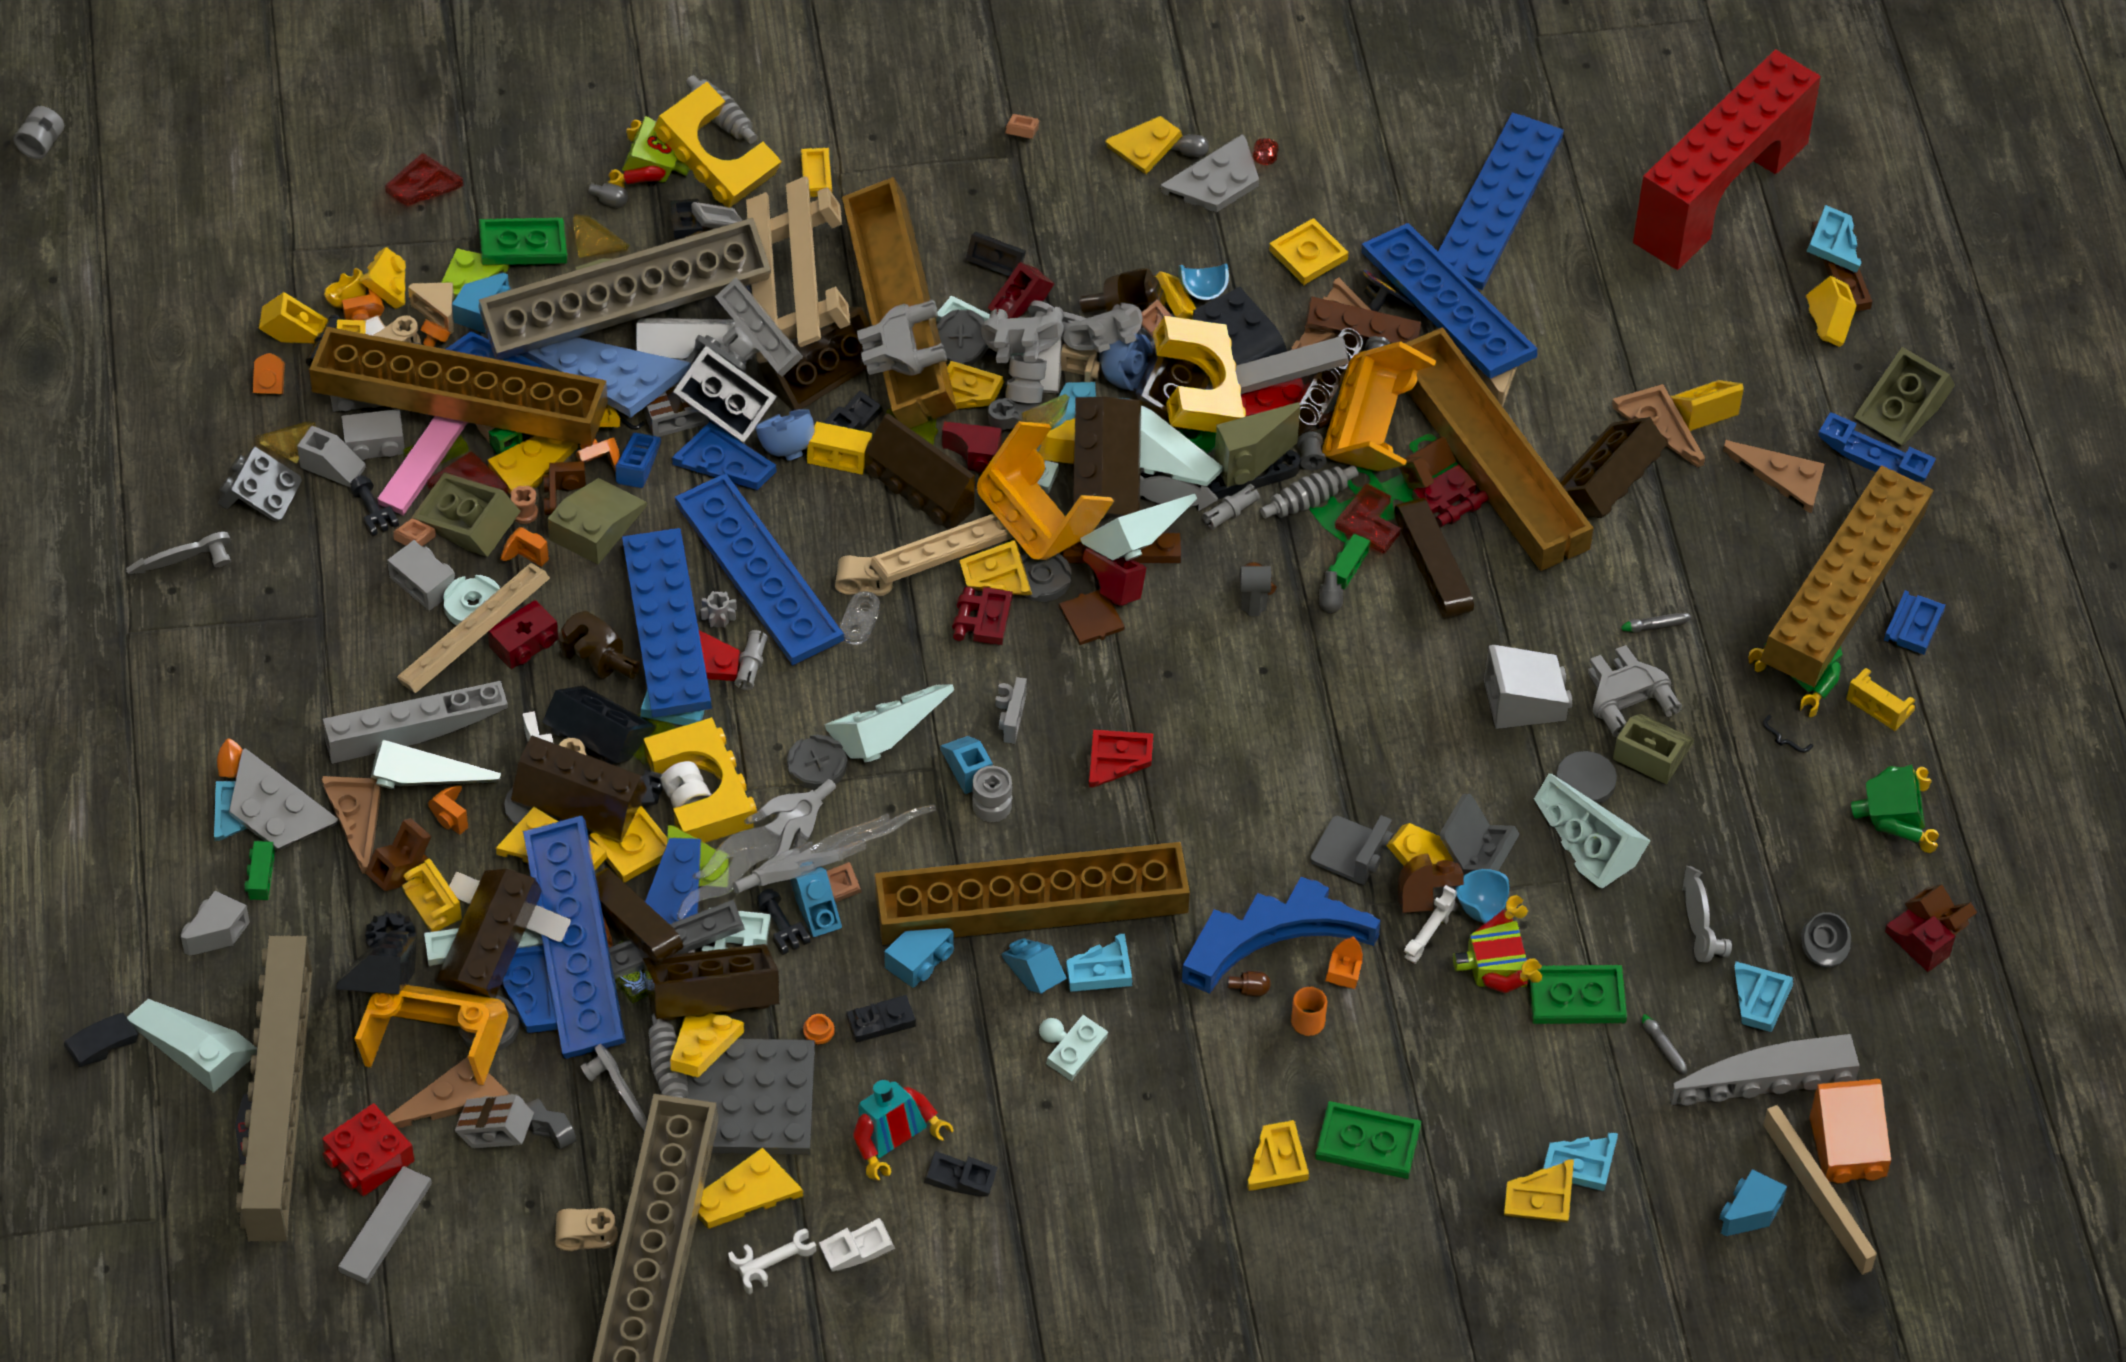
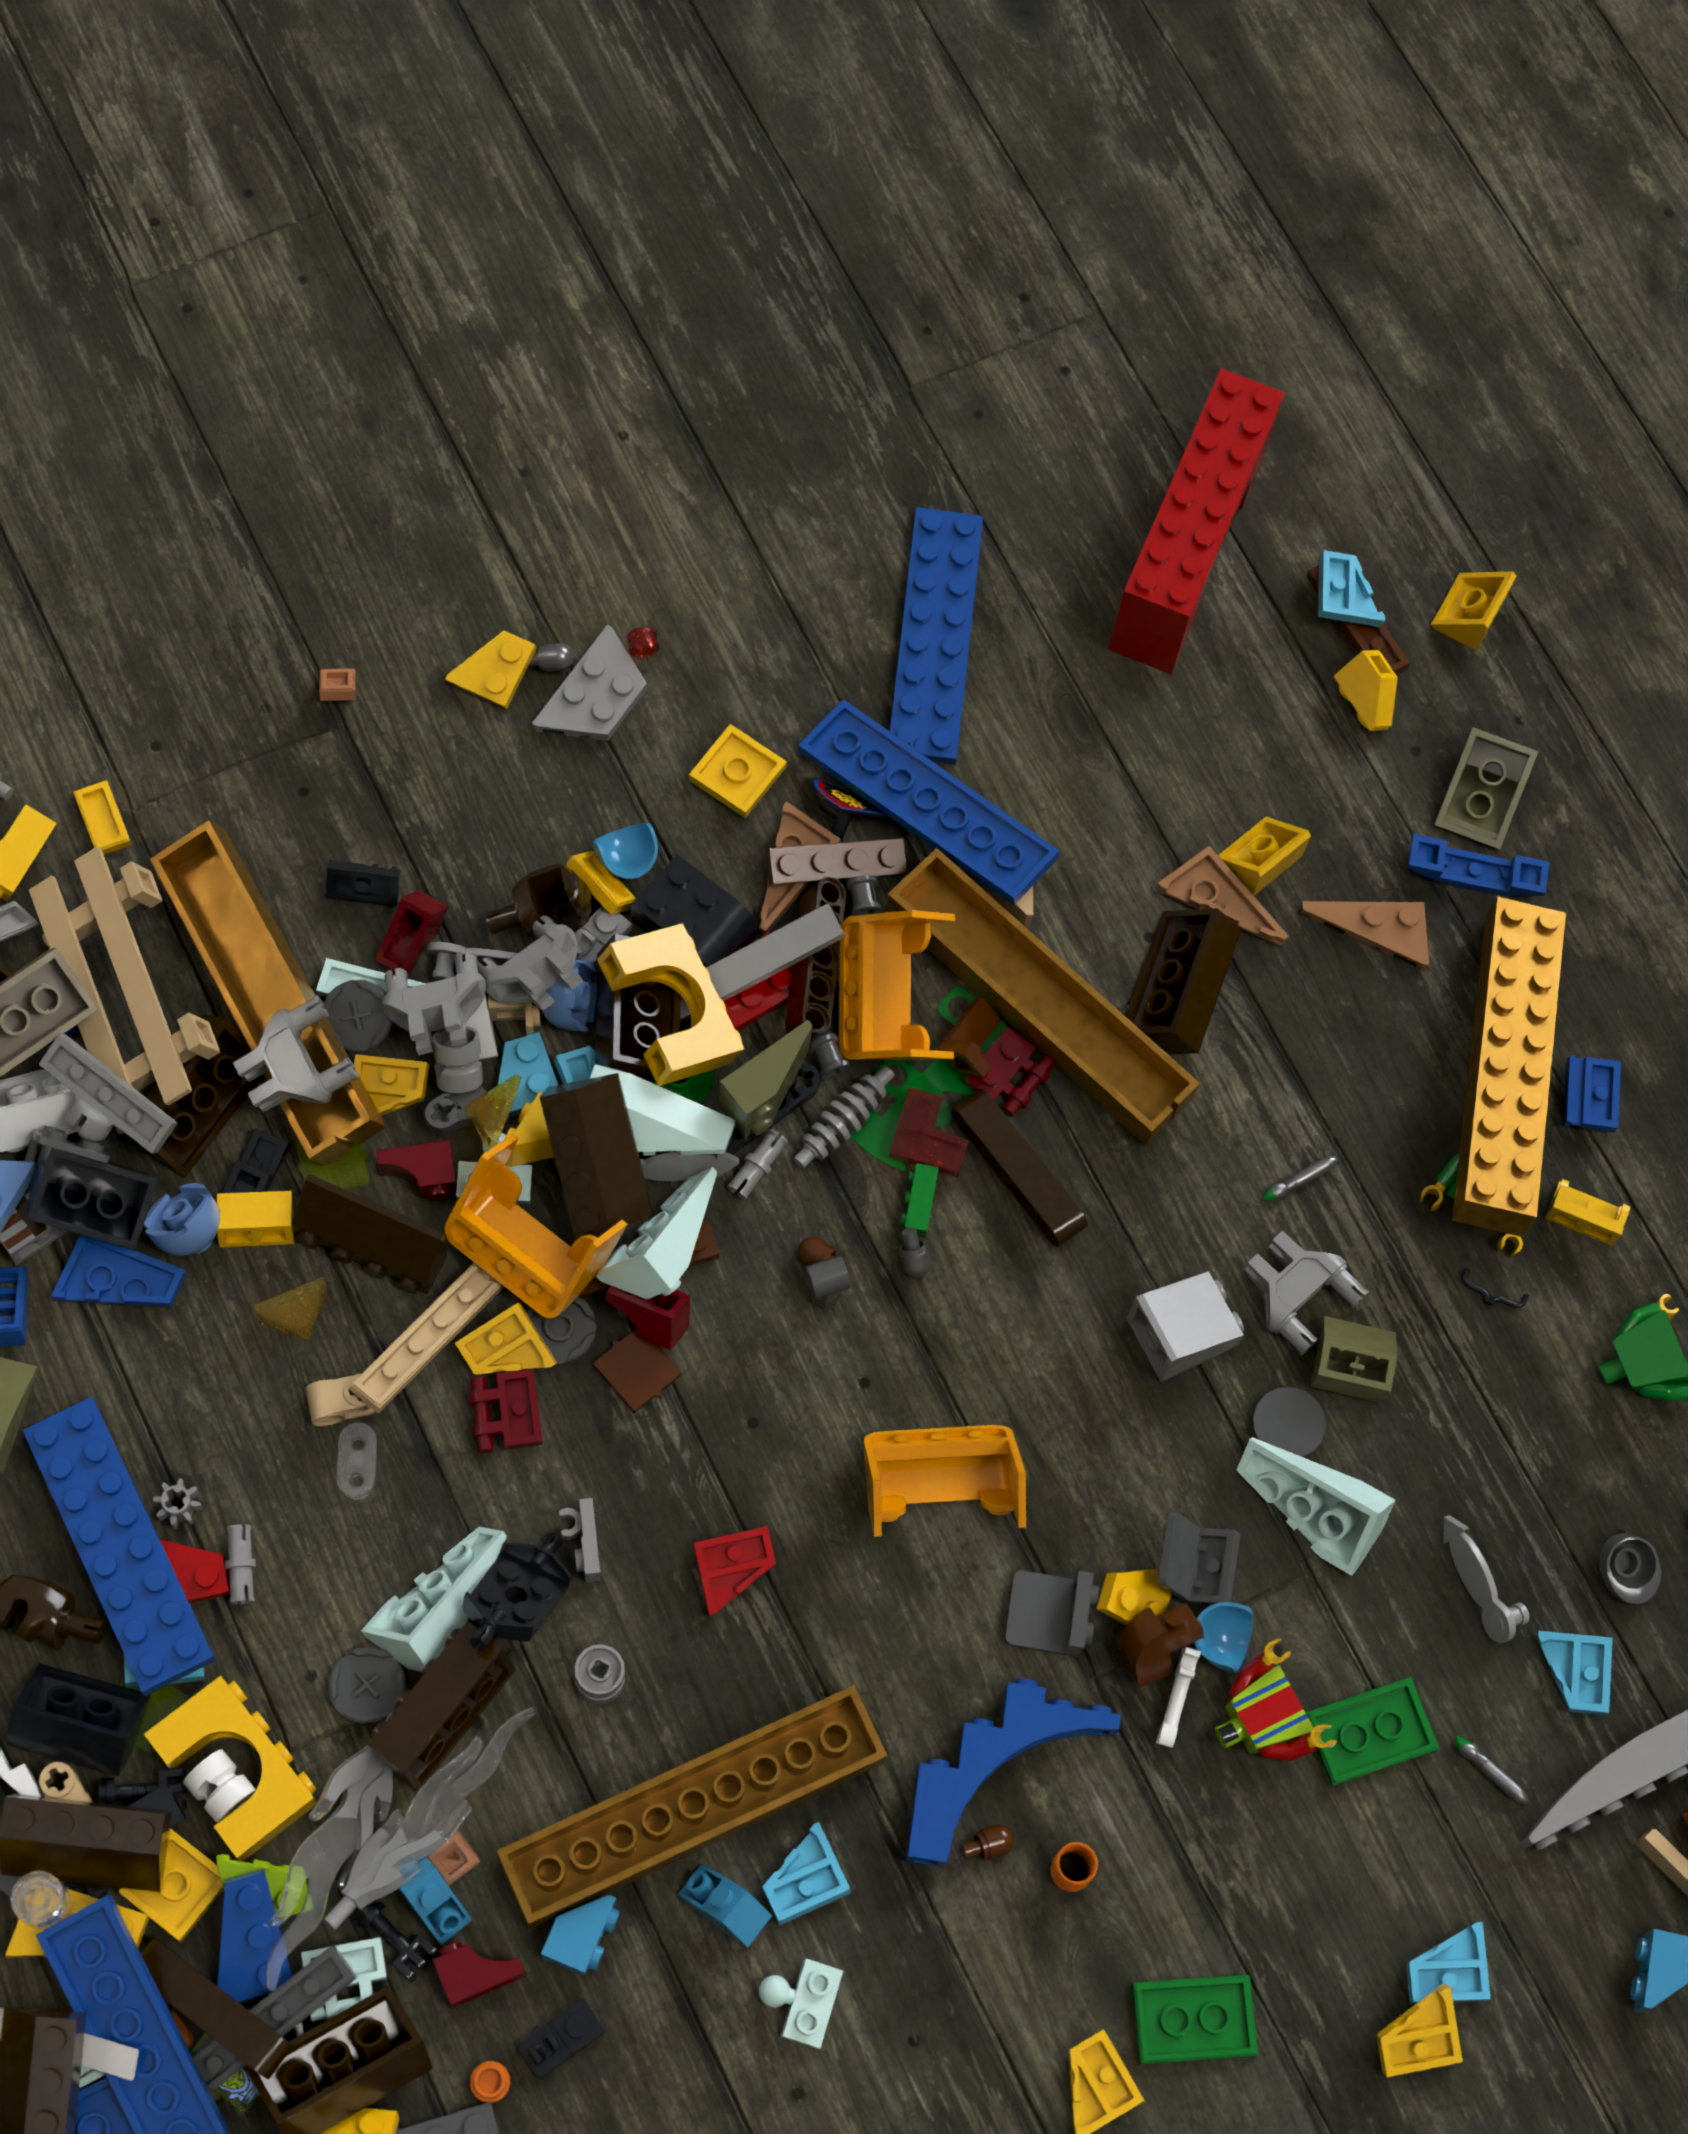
camera: 25 degrees left, 15 degrees up
(533, 806) = (40, 1900): none -> clear wheel
(759, 569) = (209, 1426): blue plate -> none
(831, 959) = (472, 1976): none -> dark red arch
(848, 510) = (295, 1310): none -> clear yellow slope
(868, 779) = (440, 1707): none -> dark brown slope
(949, 721) = (519, 1572): none -> black plate
(965, 759) = (560, 1641): dark azure slope -> none
(1153, 316) = (592, 931): nougat tile -> none
(1297, 735) = (944, 1467): none -> light orange windscreen
(1345, 963) = (1094, 1785): orange plate -> none
(1941, 279) = (1473, 606): none -> yellow slope

